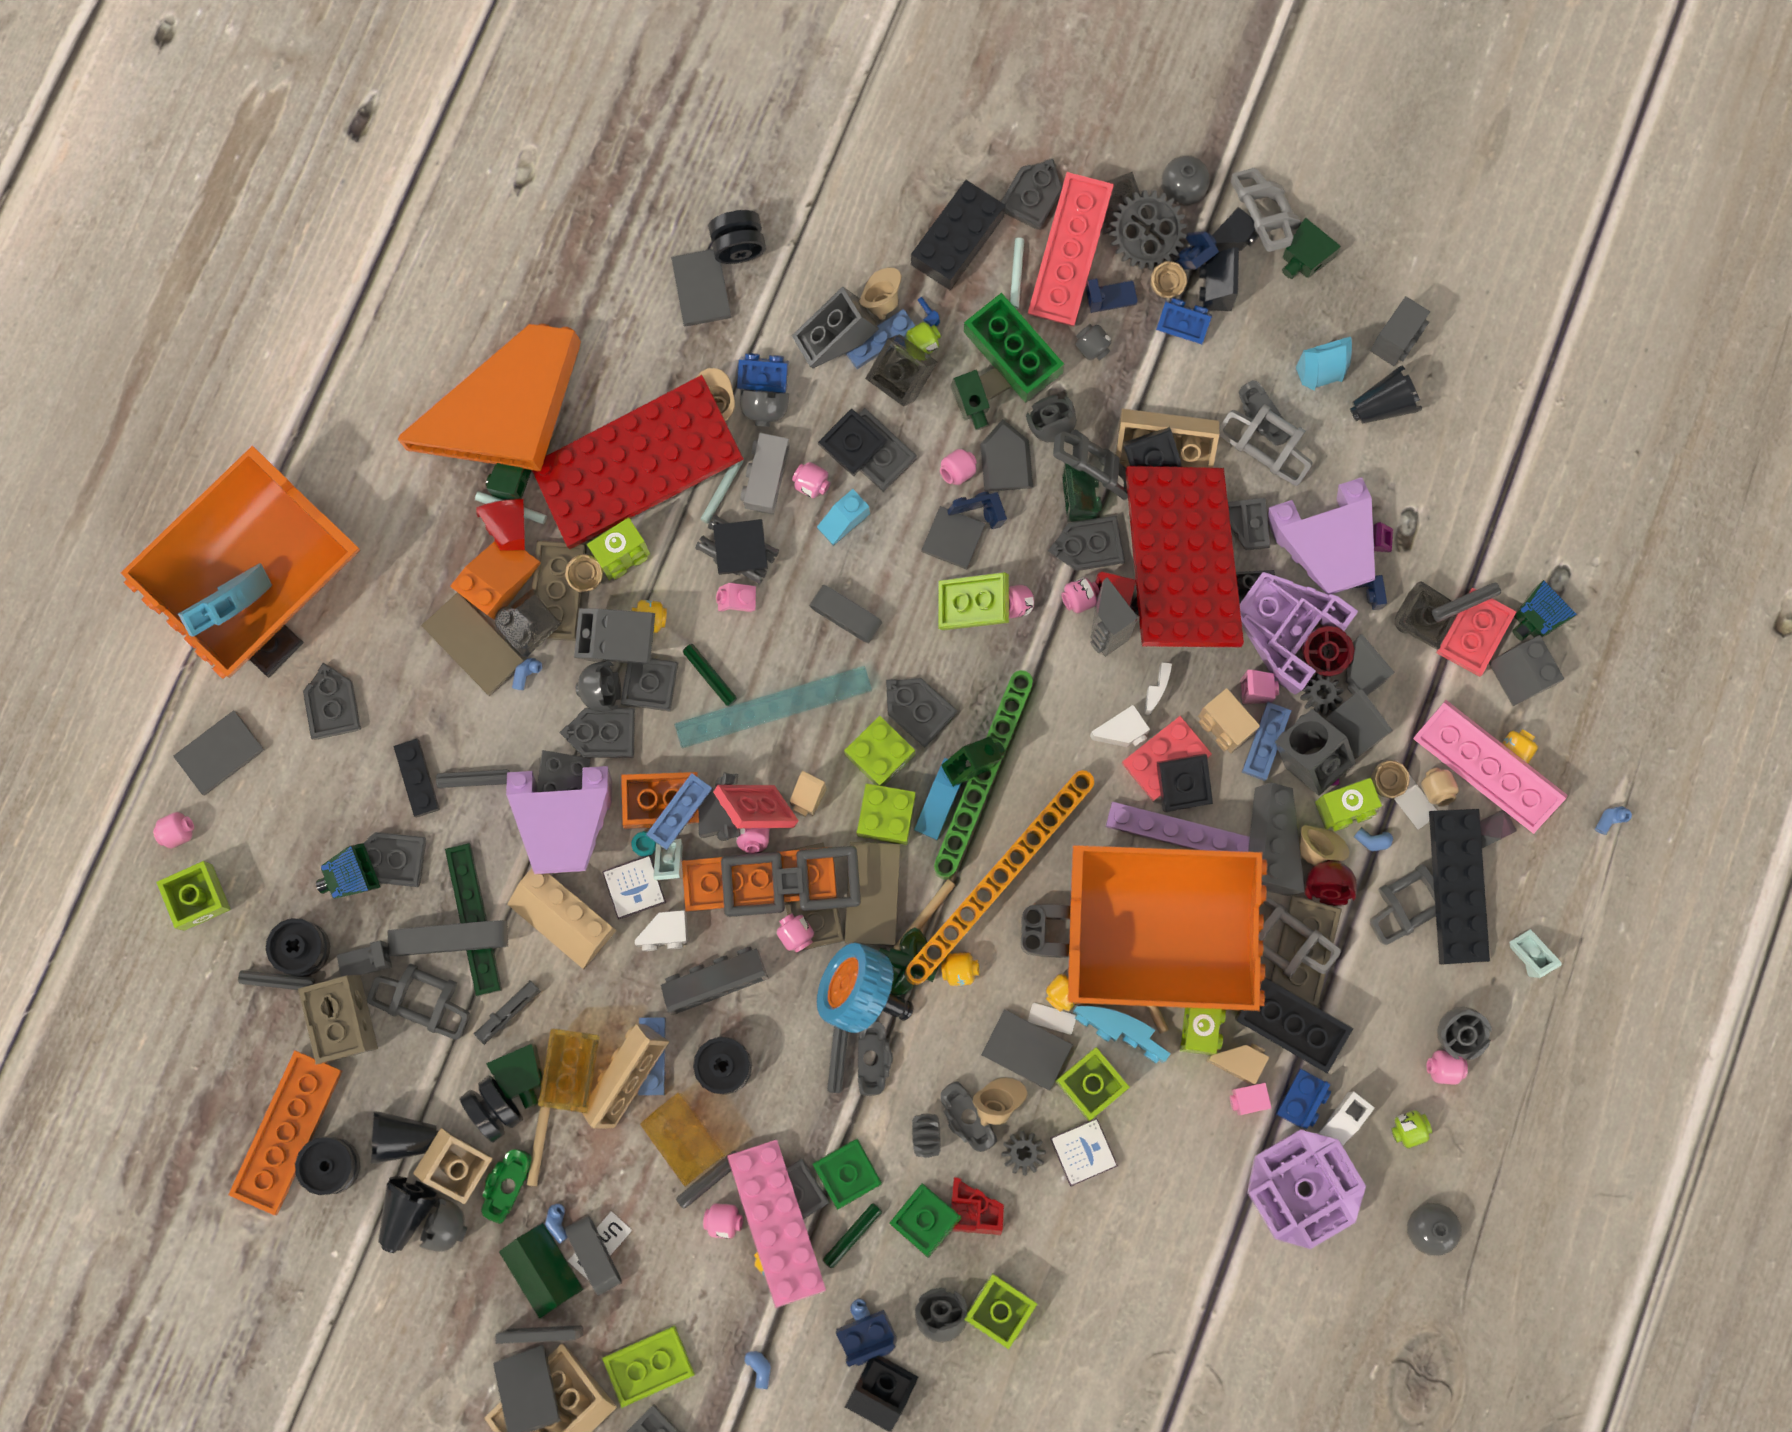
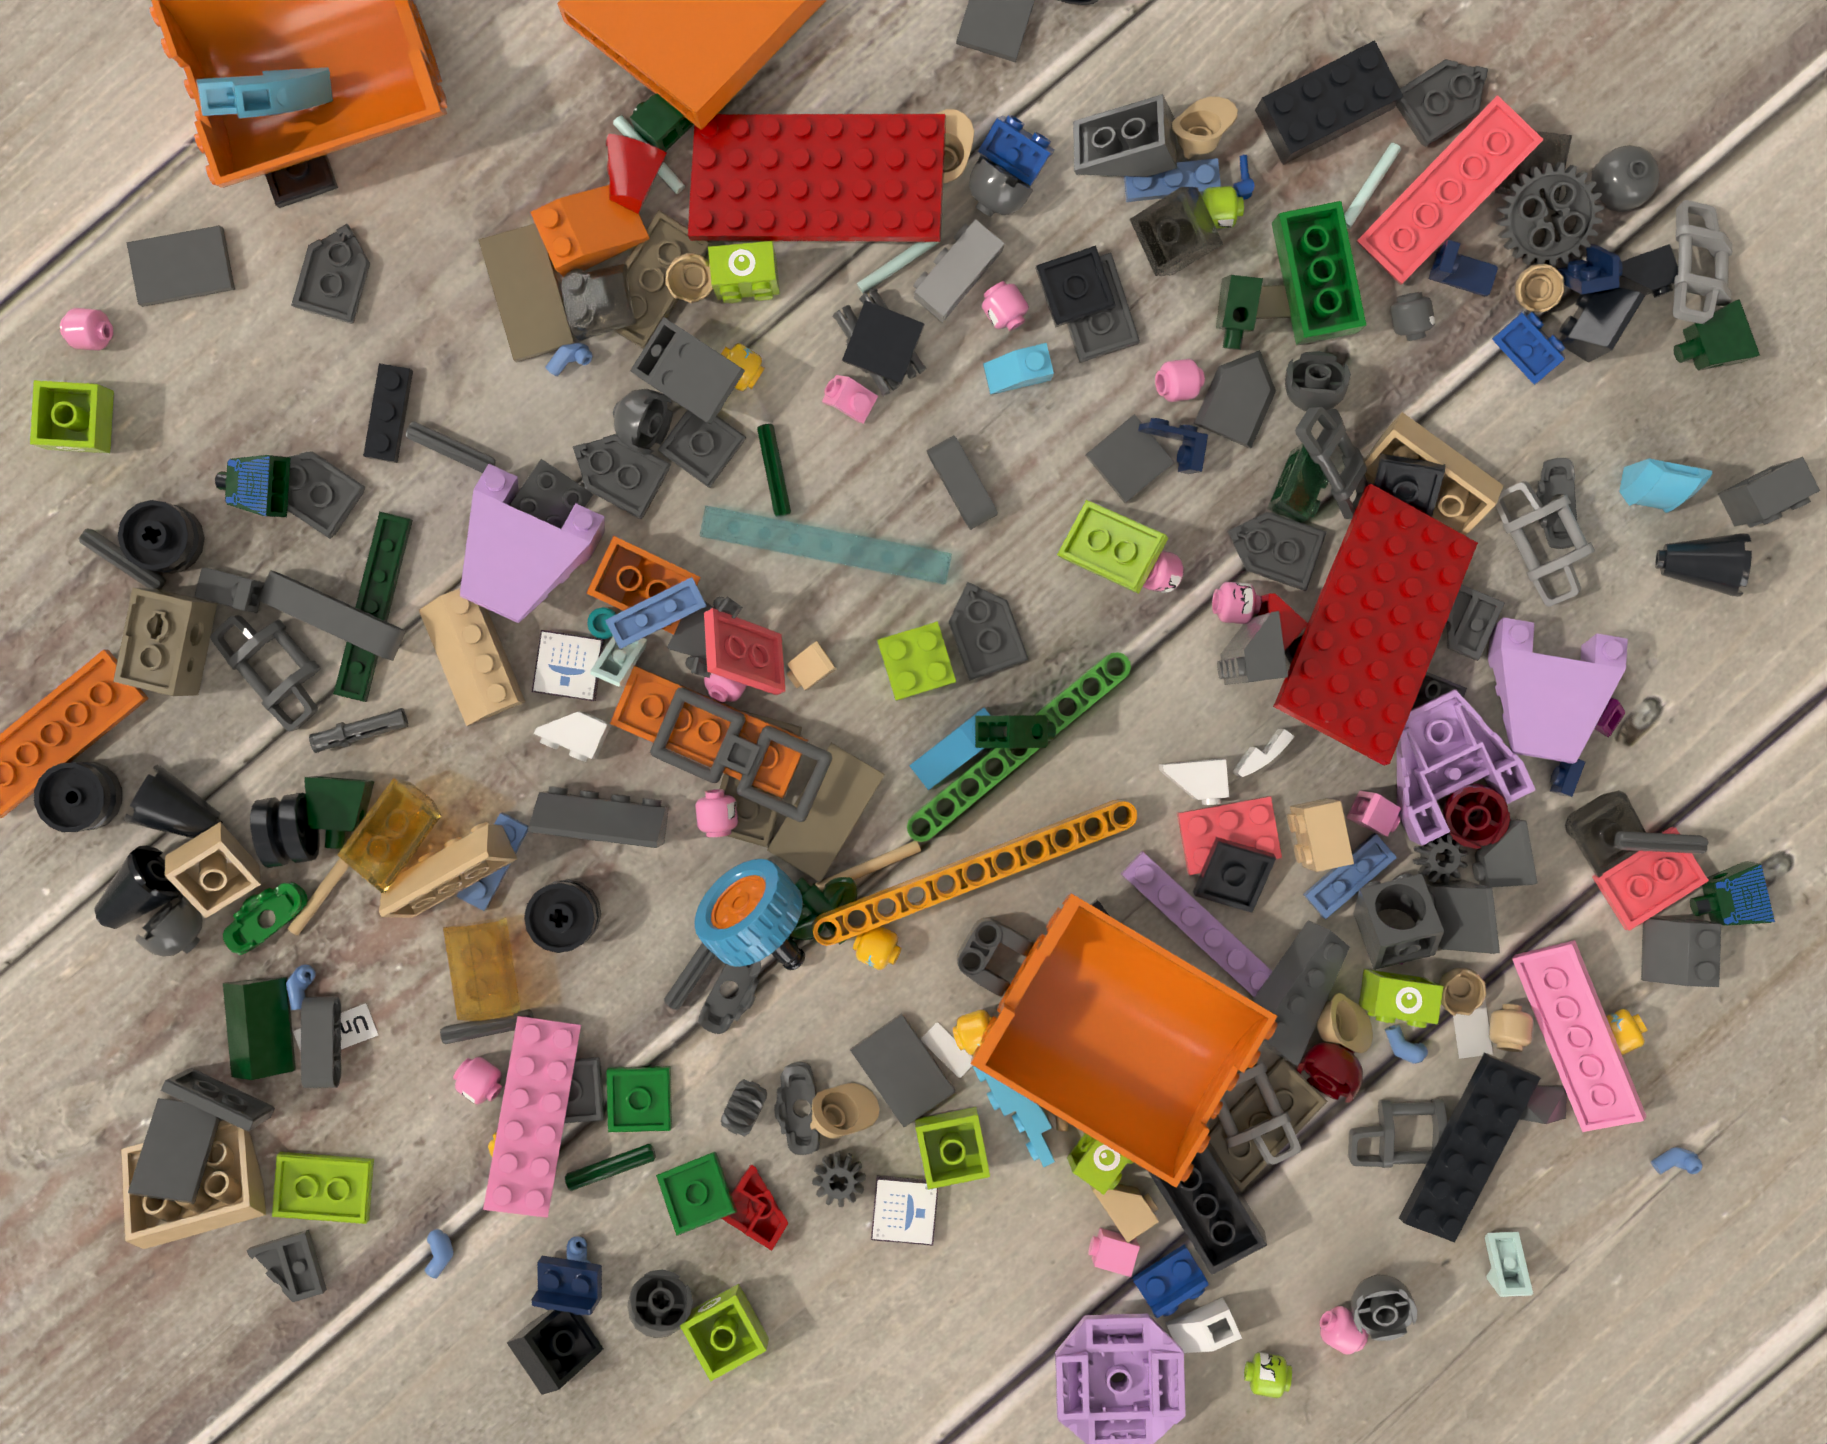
camera: 25 degrees right, 10 degrees up
(886, 814) = (886, 734): lime brick -> none

